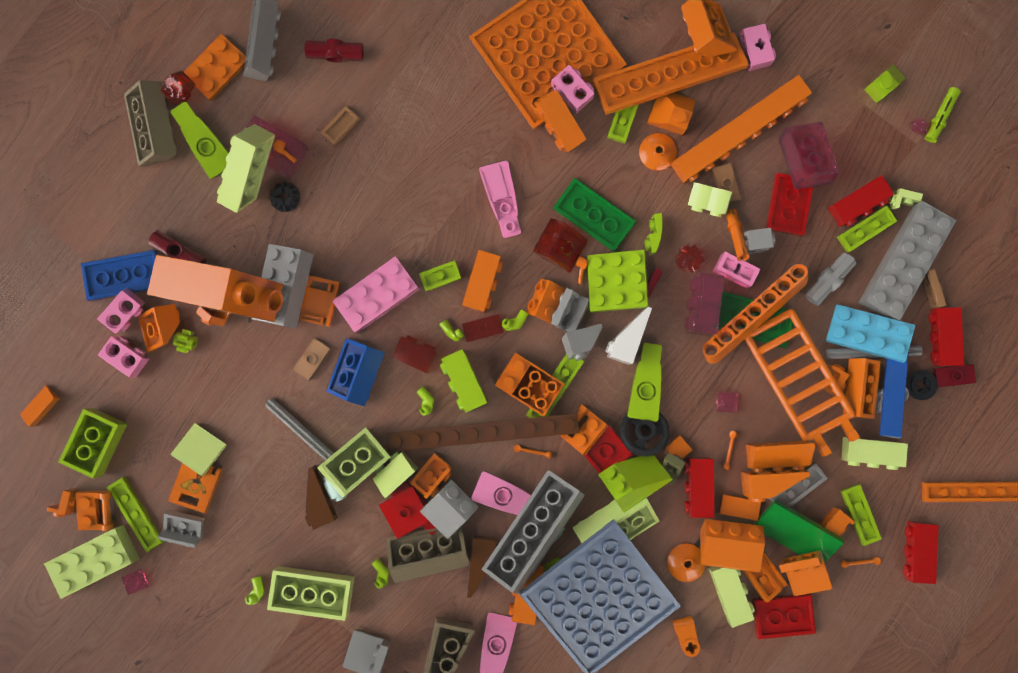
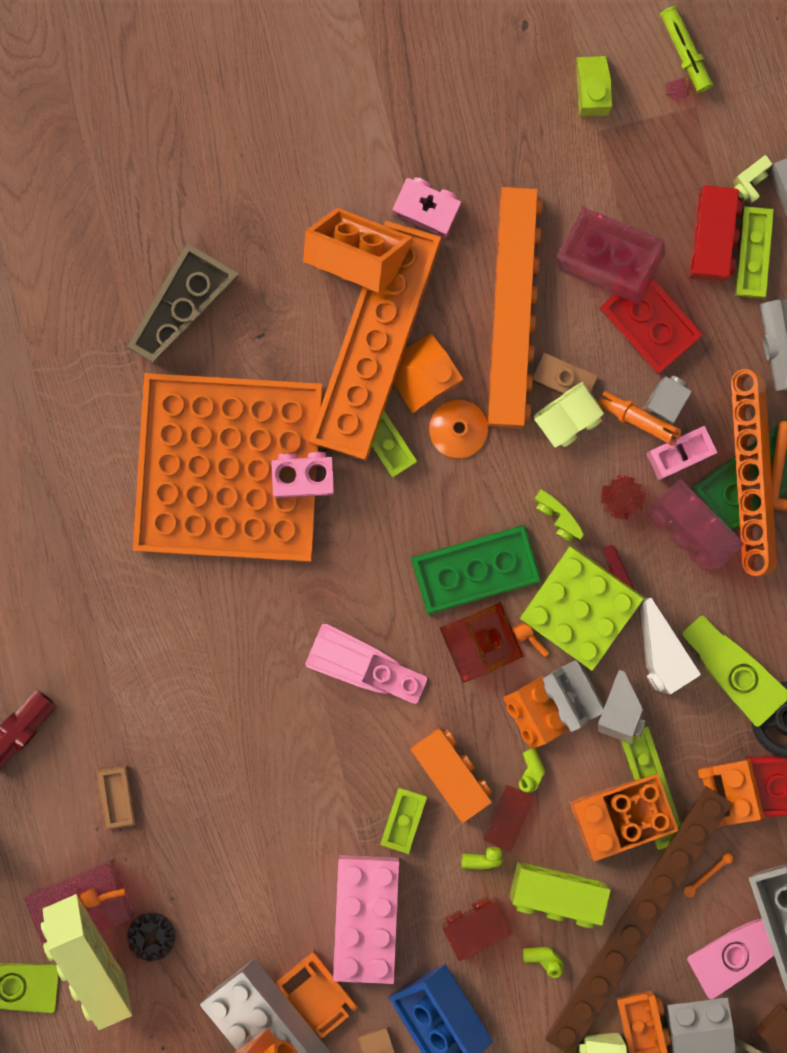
camera: 60 degrees left, 0 degrees up
(559, 121) = (329, 524): orange brick -> none

